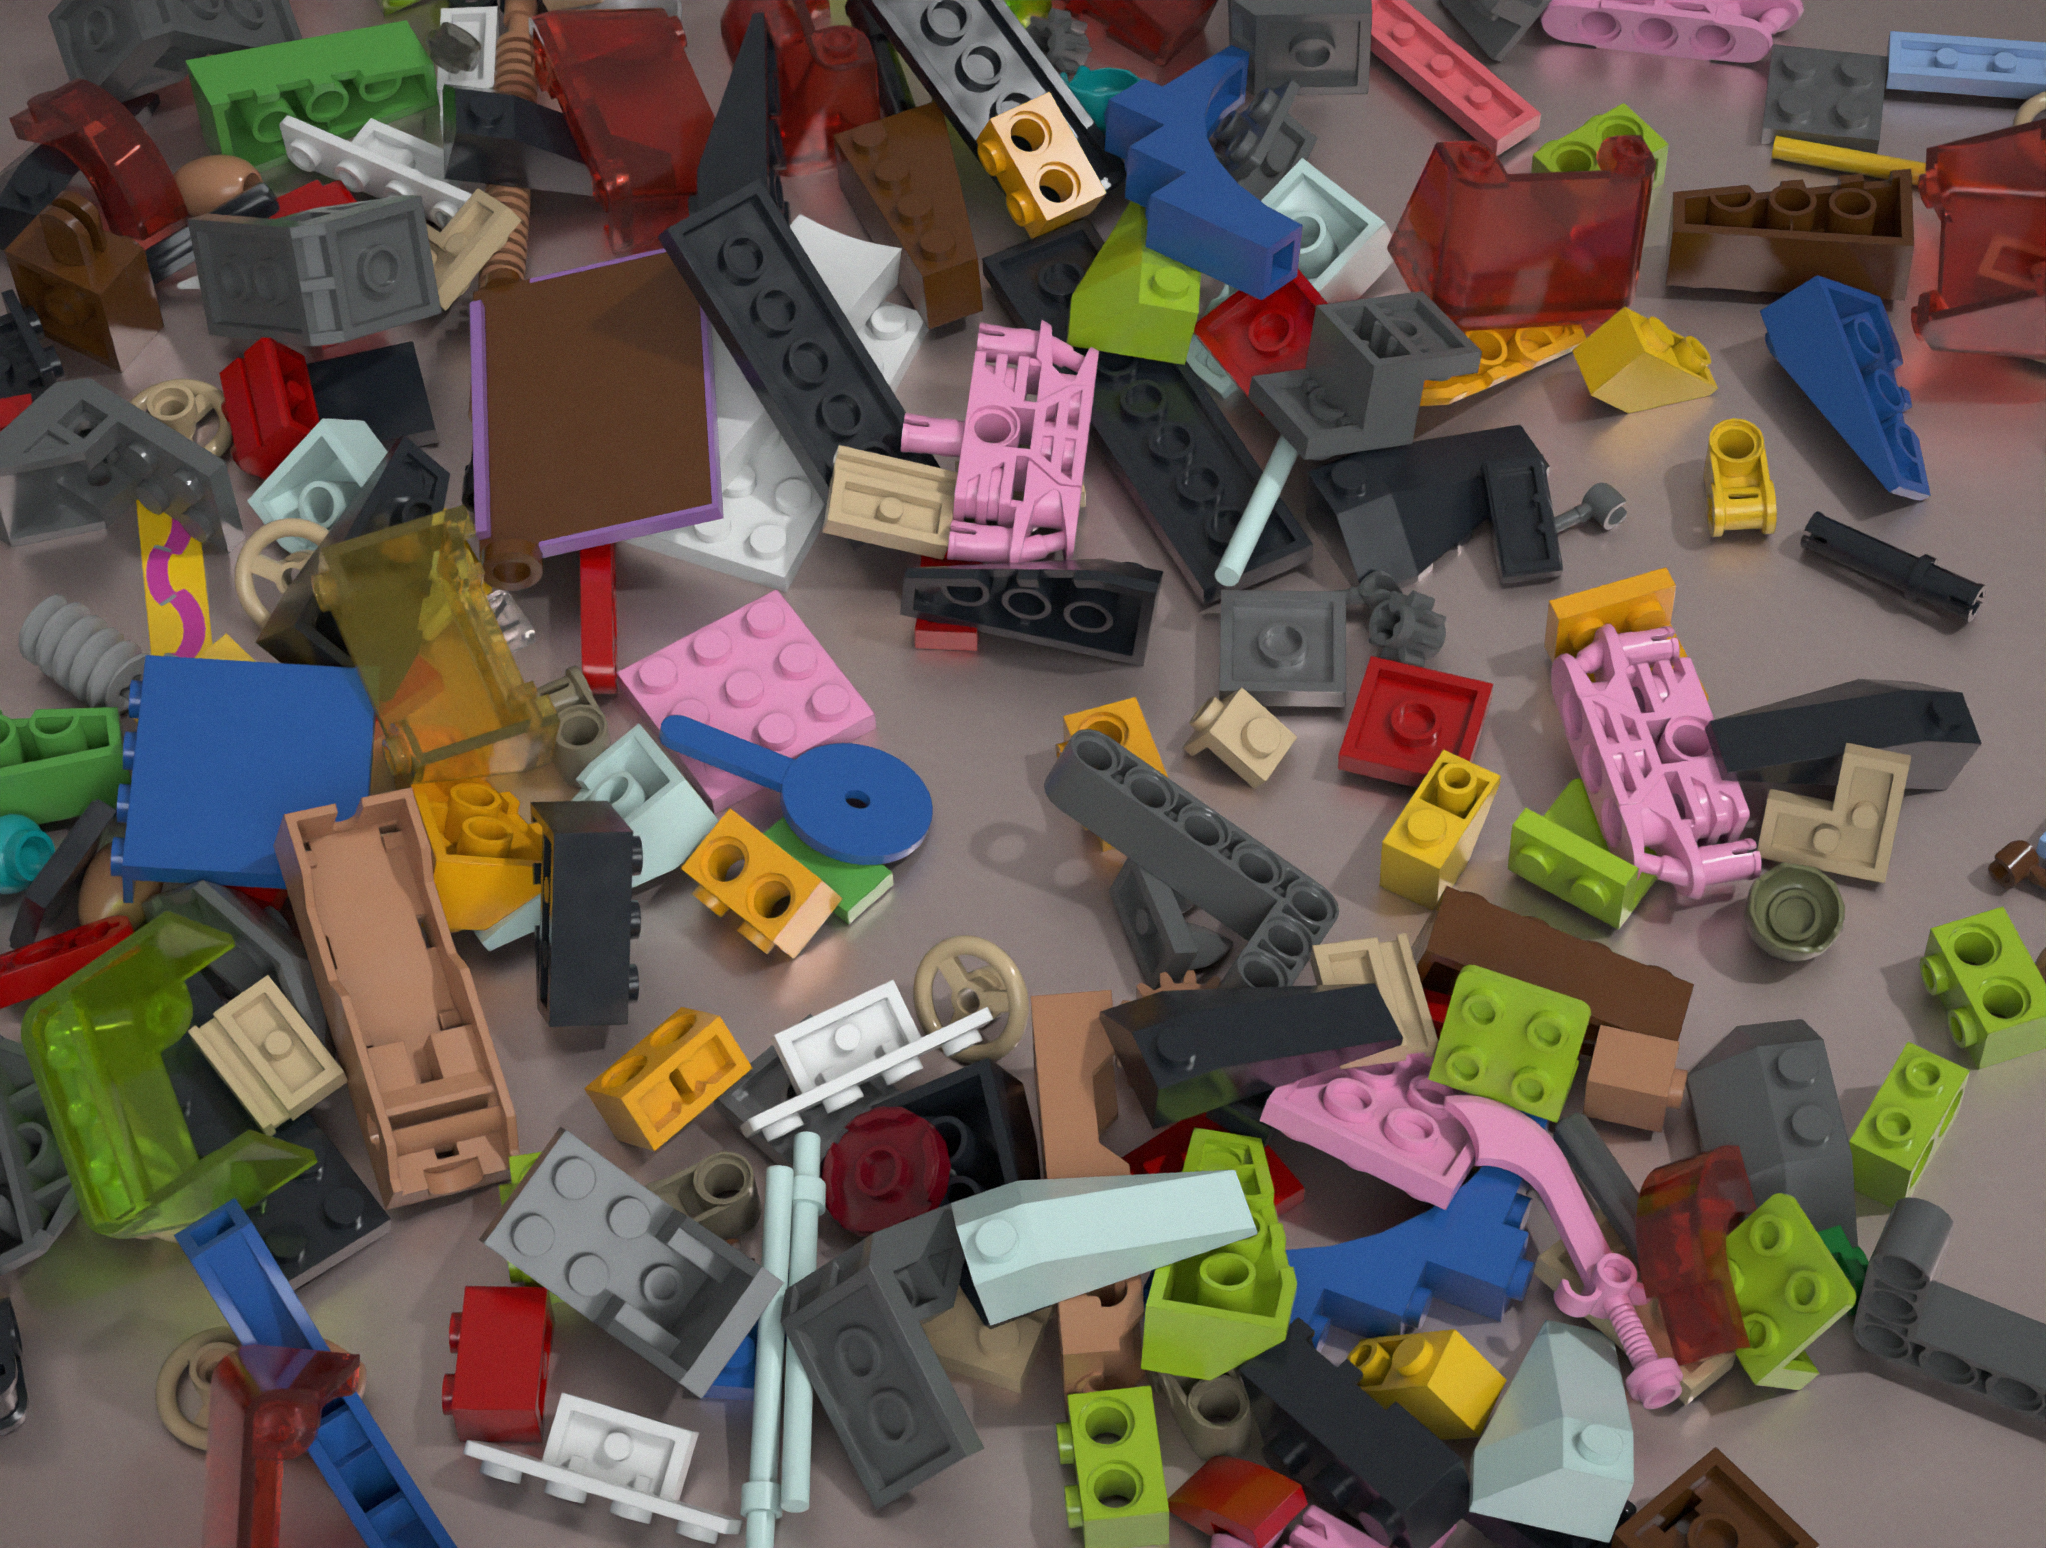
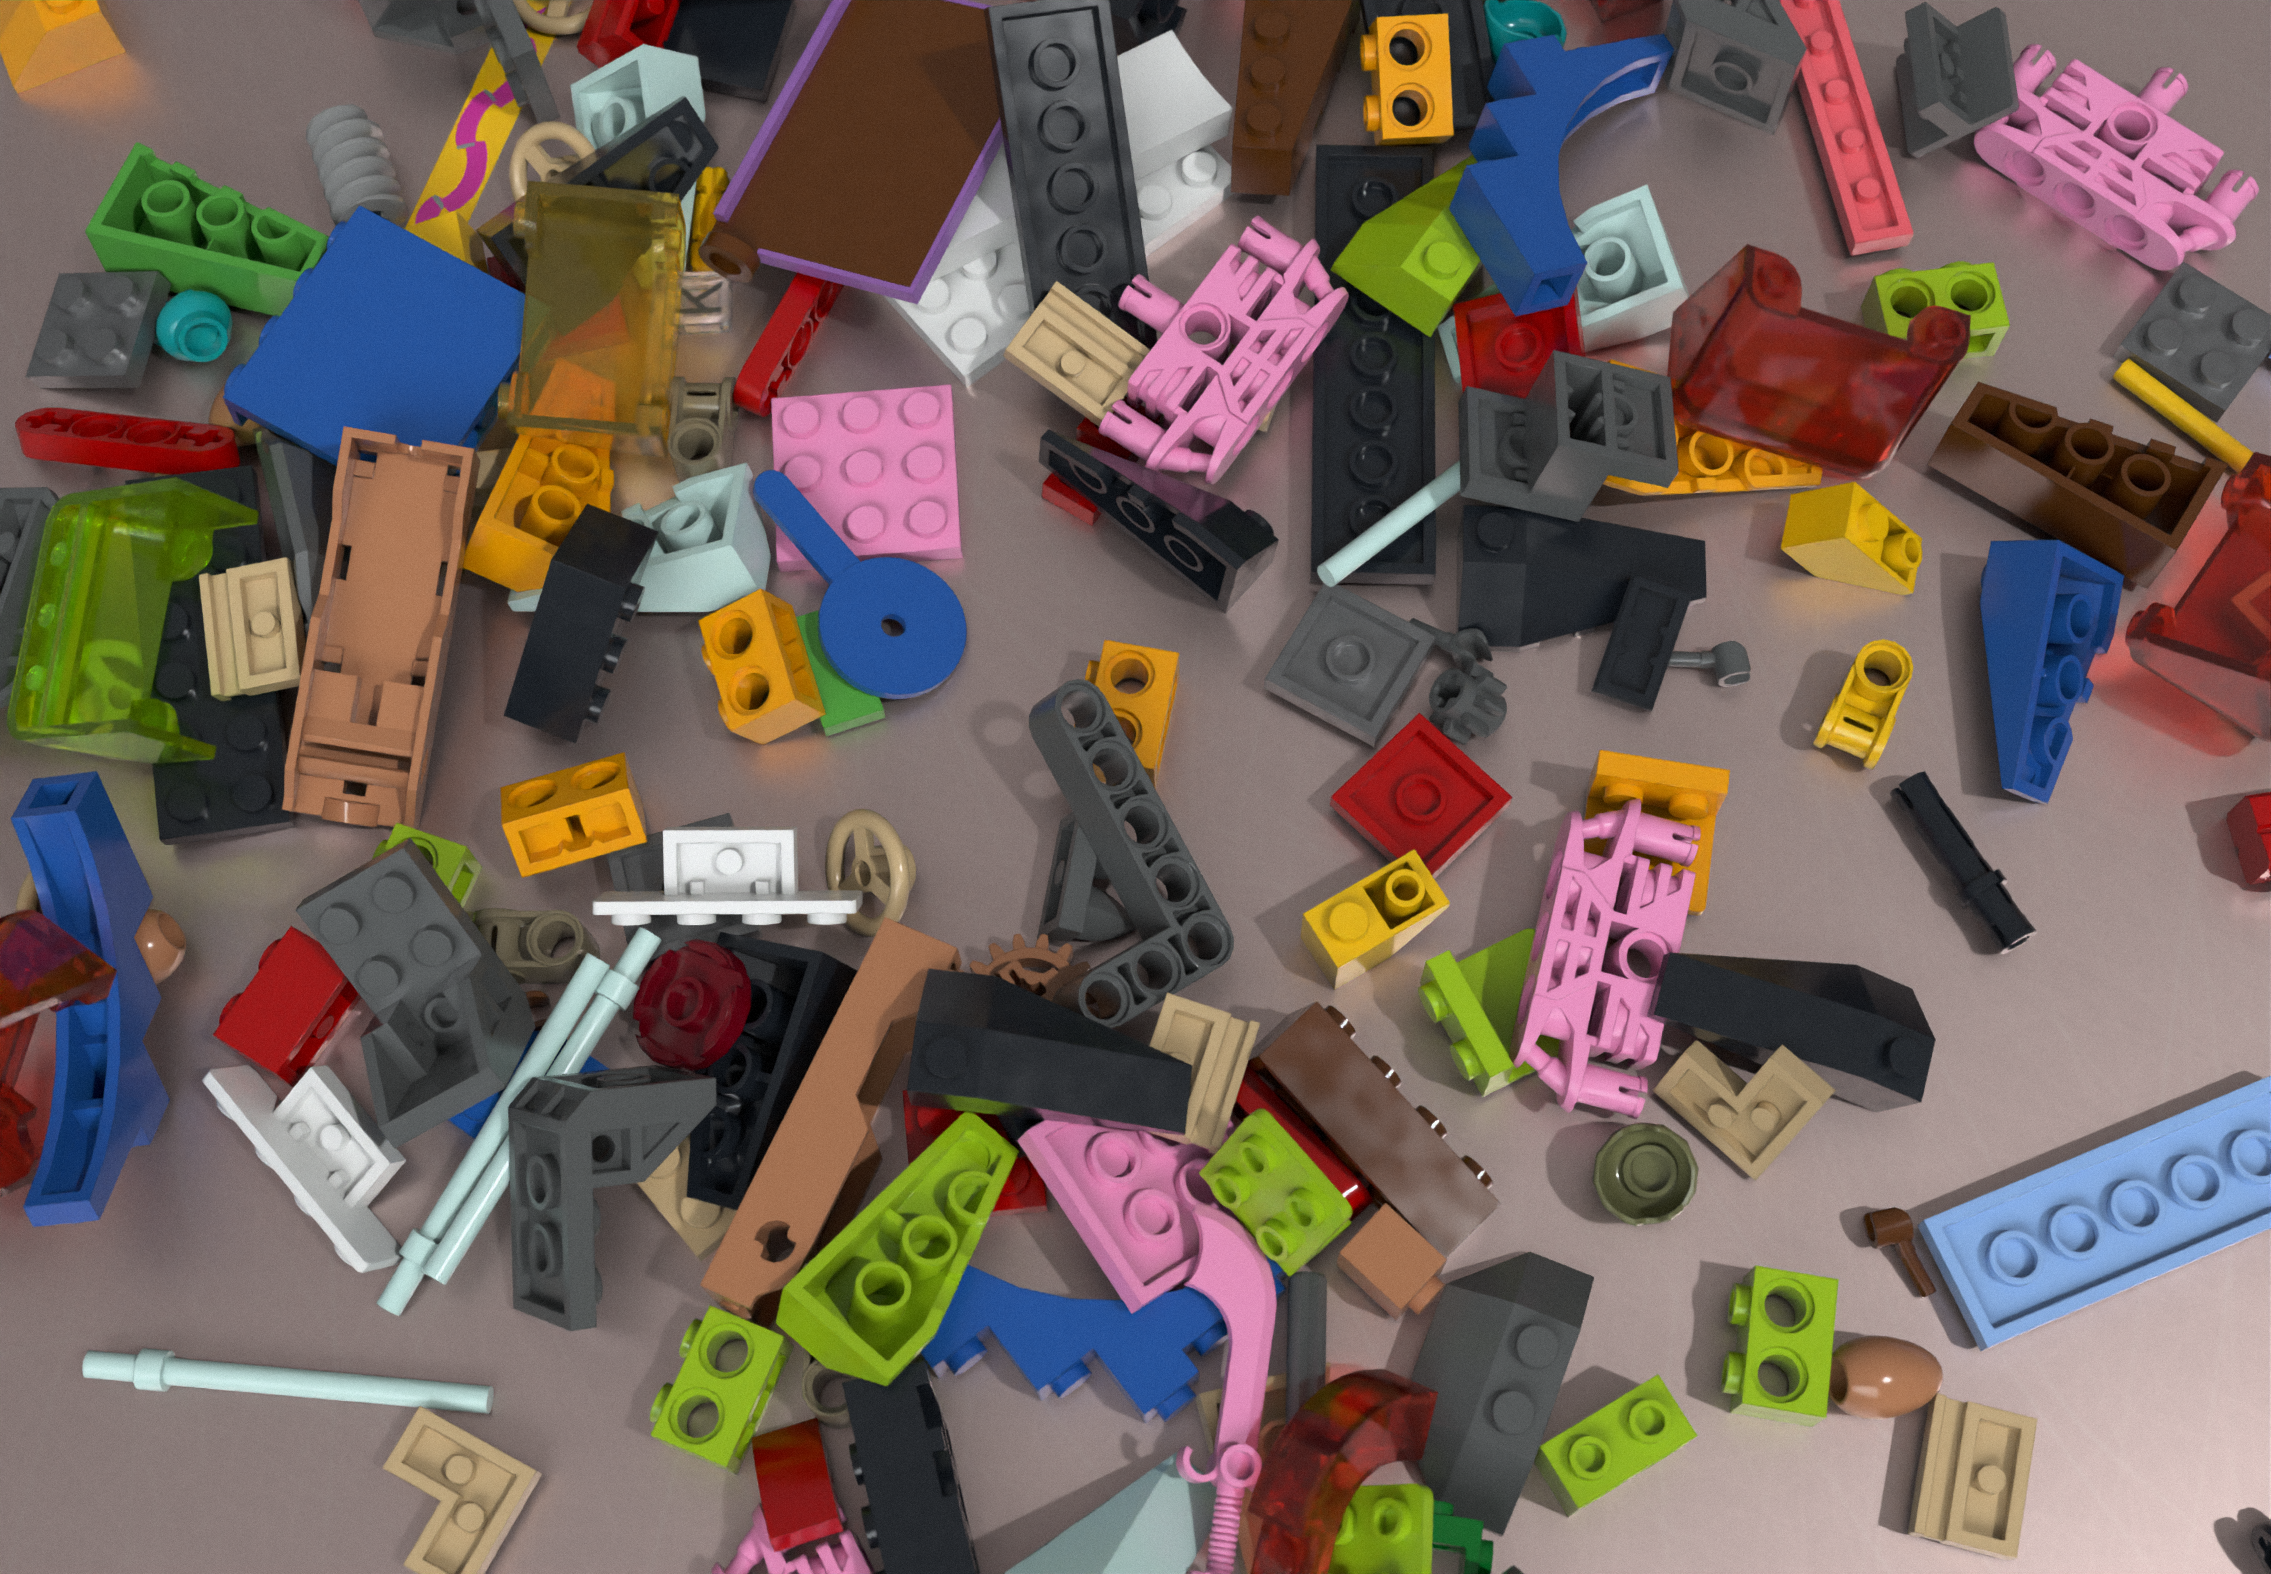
camera: 30 degrees right, 15 degrees up
(61, 875) = (198, 374): black tile -> none
(1075, 1235) = (768, 1175): light aqua wedge -> none
(1240, 735) = (1259, 731): tan bracket -> none
(1263, 140) = (1626, 151): dark grey bracket -> none
(1431, 1377) = (1026, 1457): yellow slope -> none

